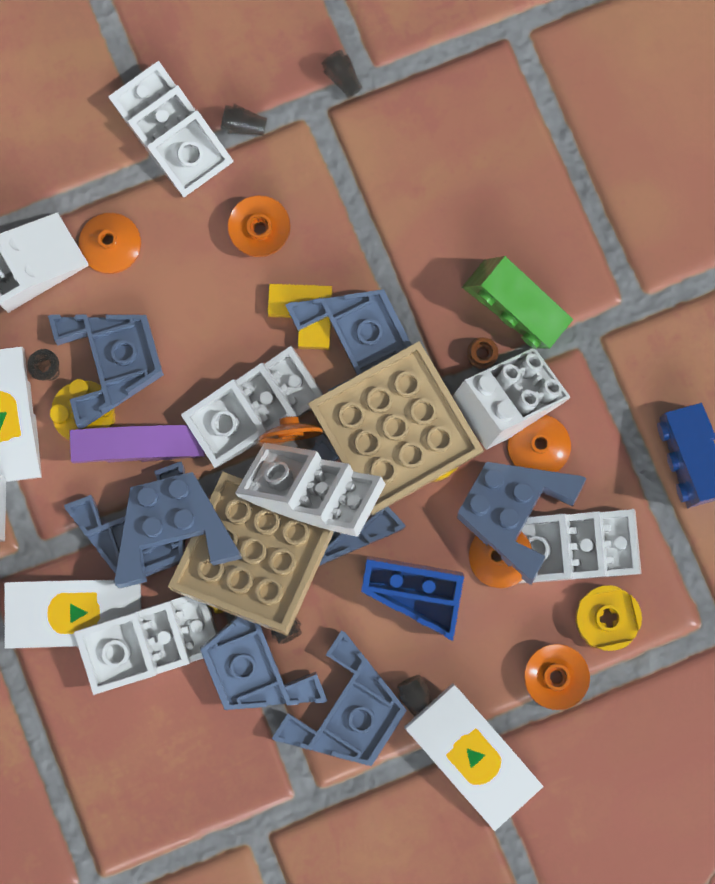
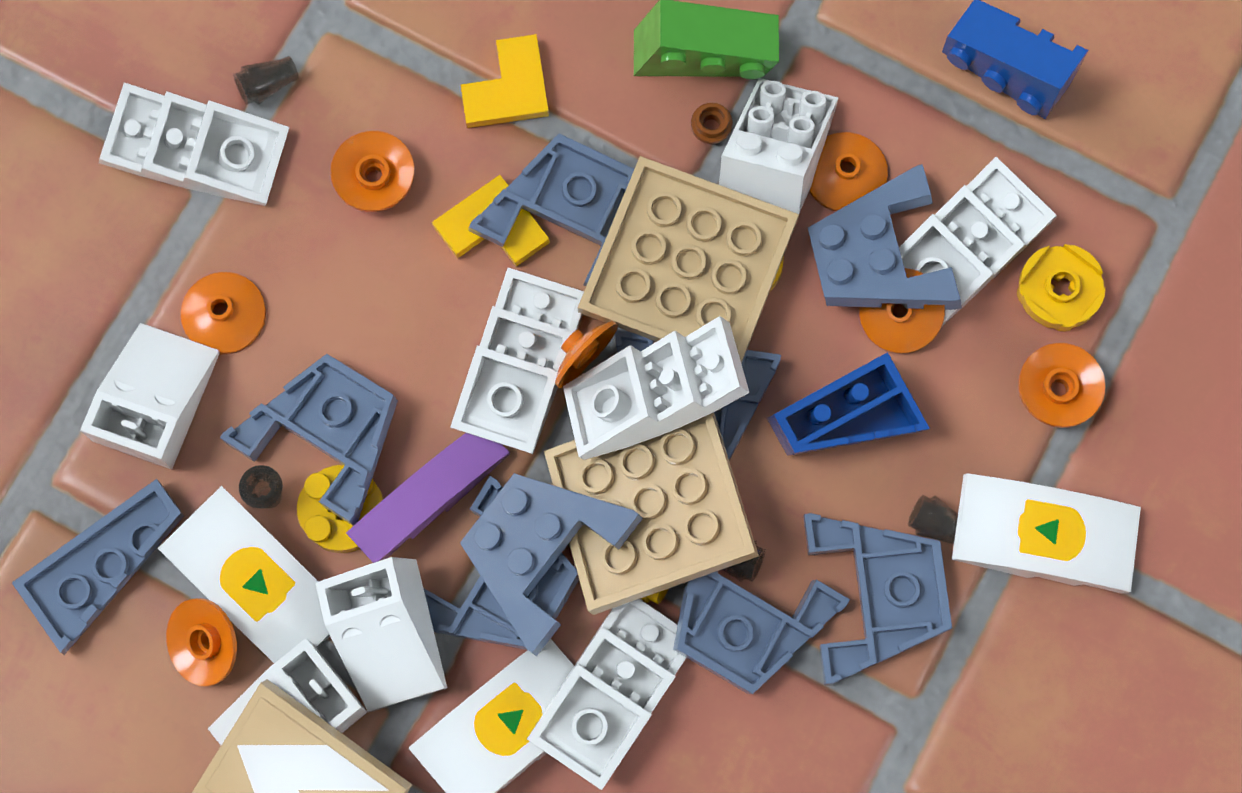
camera: 40 degrees left, 5 degrees down
(46, 503) = (383, 631): none -> white slope
(384, 244) = (517, 94): none -> yellow tile

